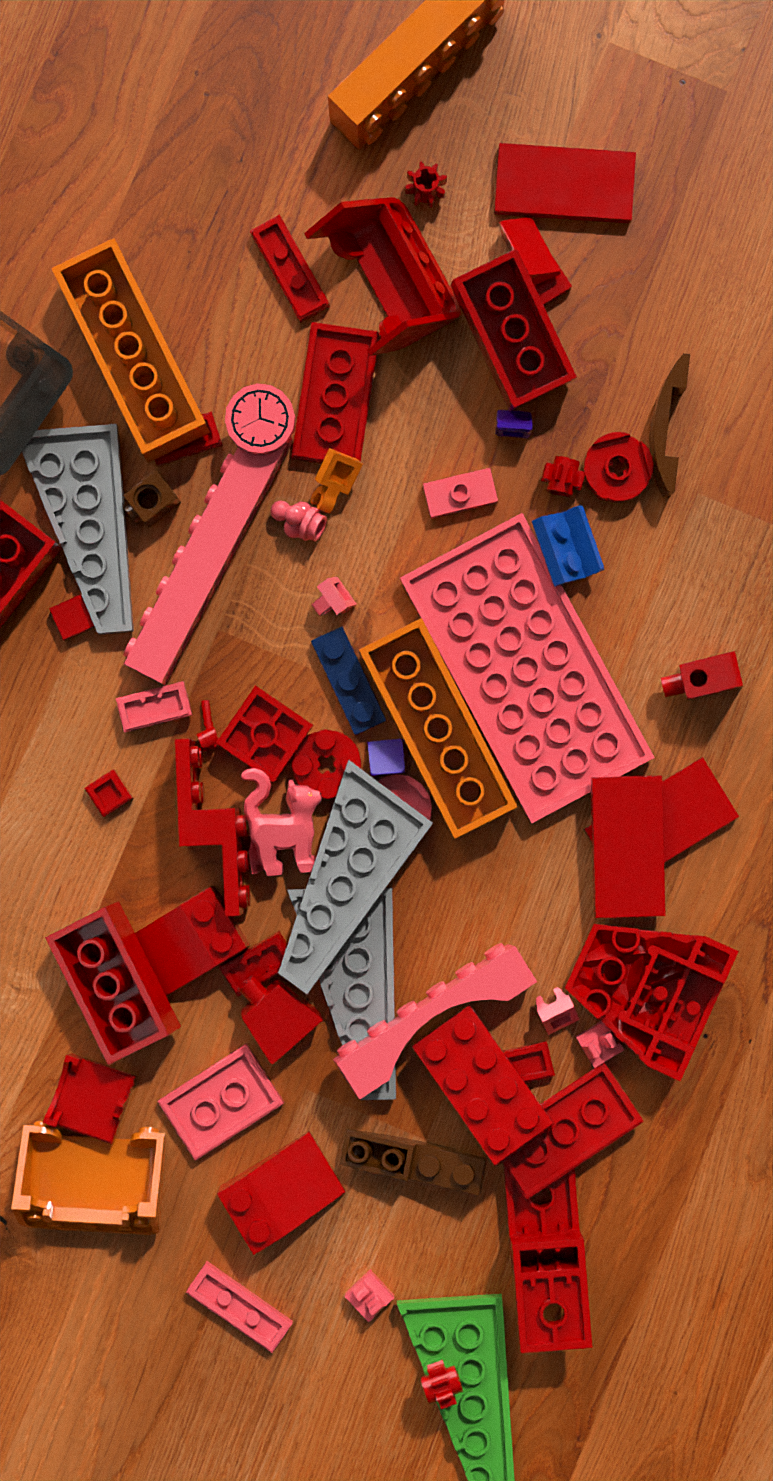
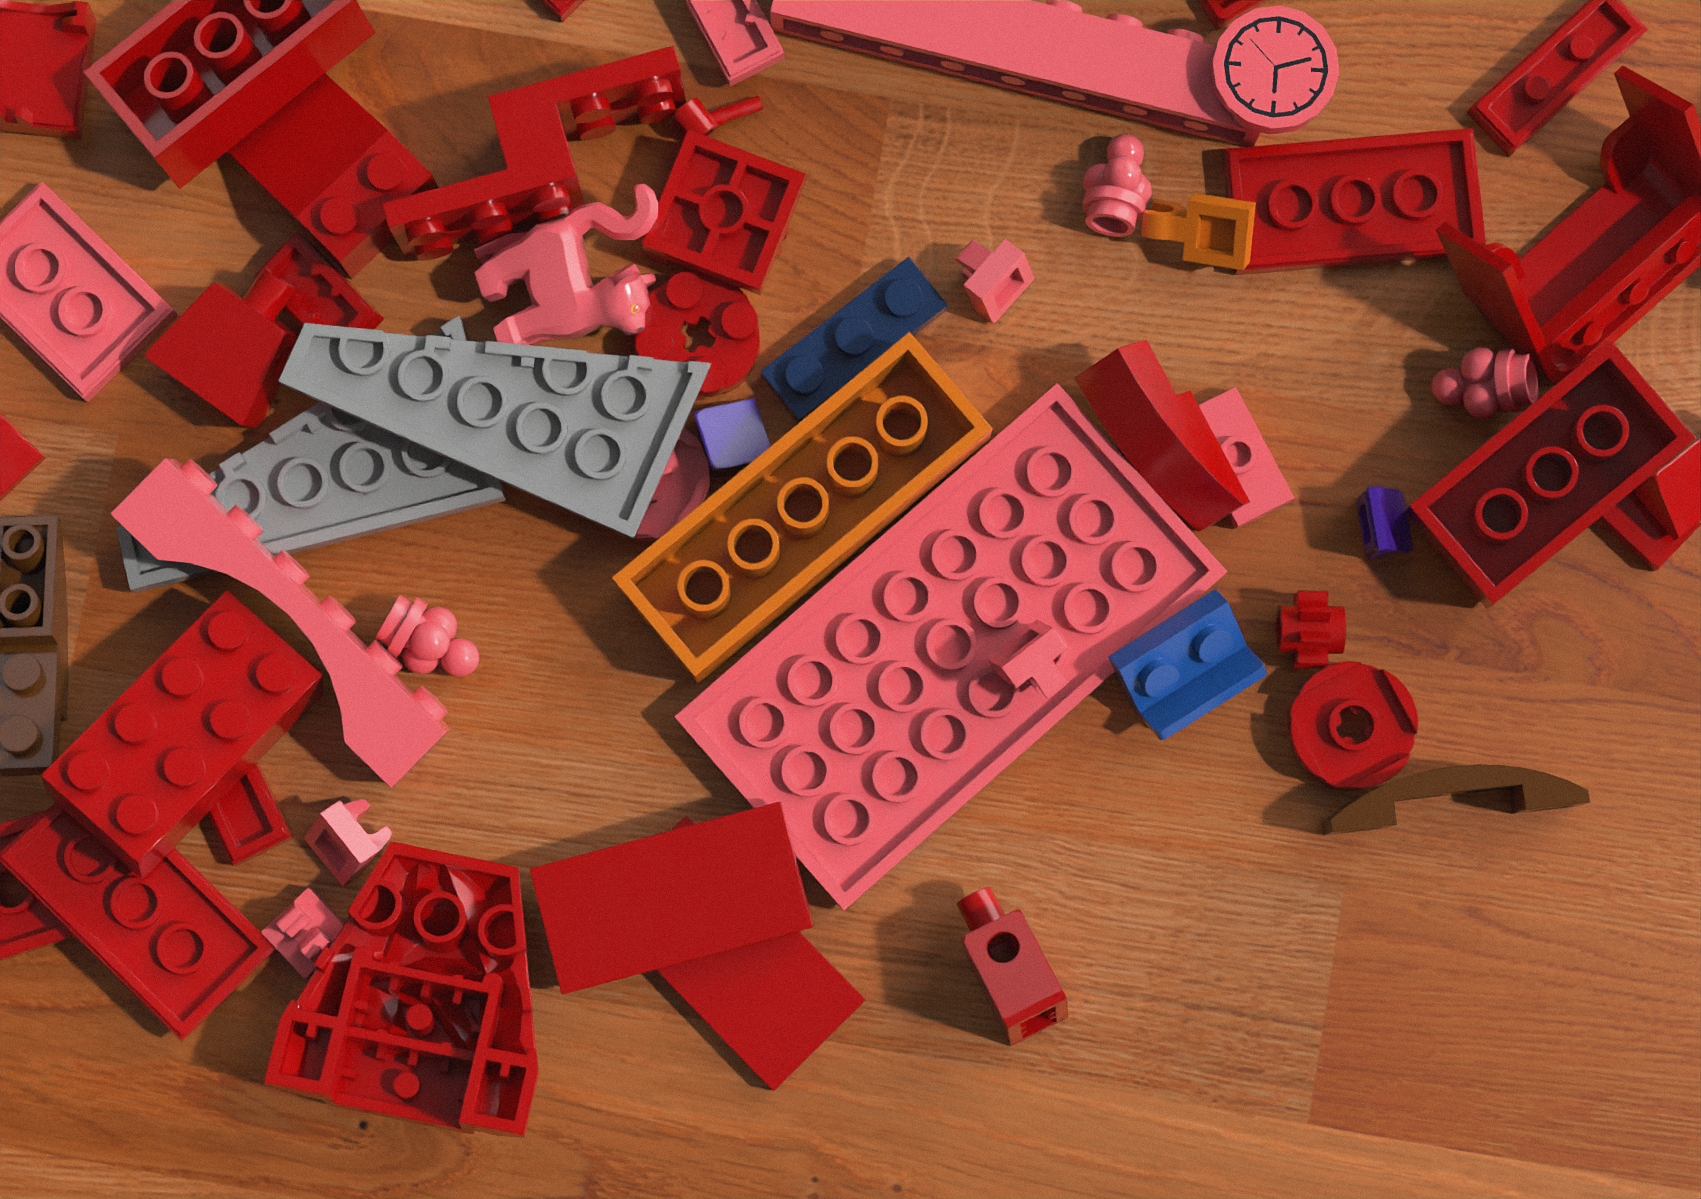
camera: 75 degrees right, 5 degrees down
(441, 528) = (1163, 434): none -> red slope
(453, 349) = (1489, 382): none -> coral piece
(457, 946) = (427, 639): none -> coral piece
(547, 627) = (1031, 658): none -> coral tile

